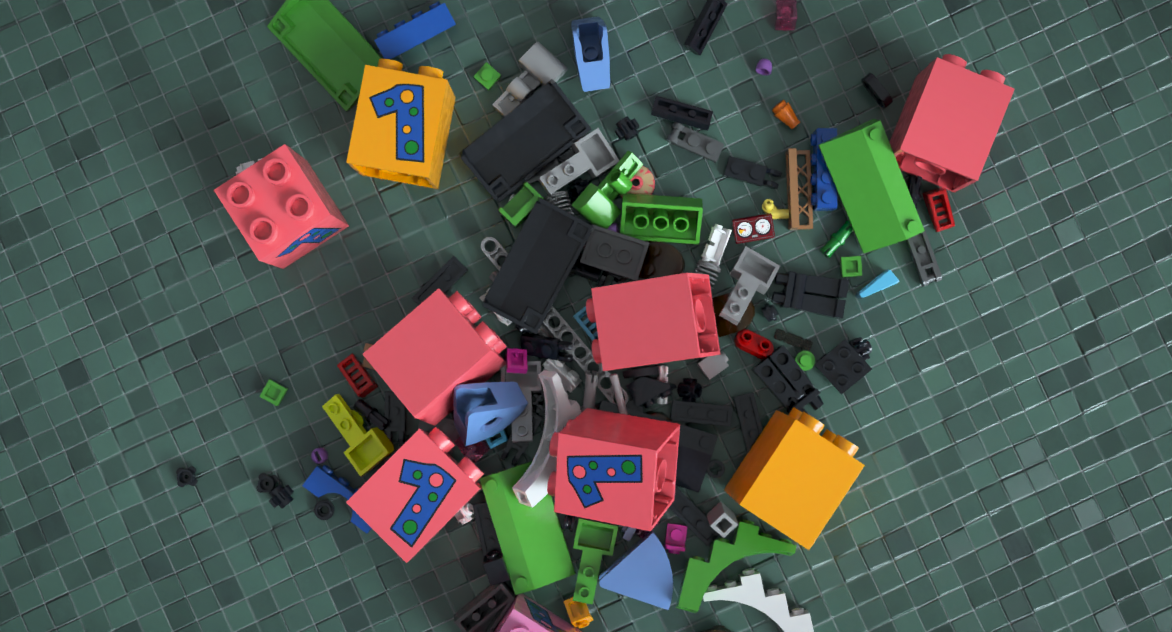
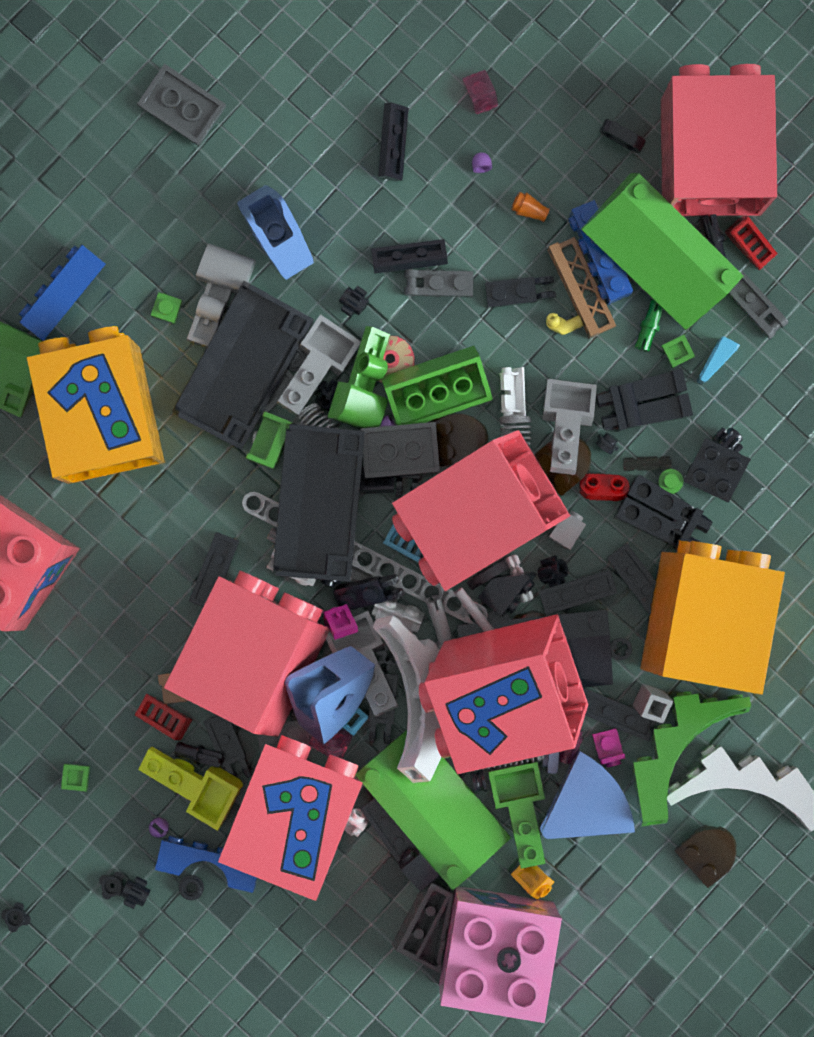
camera: 25 degrees left, 0 degrees up
(753, 228) = (547, 354): slope -> none

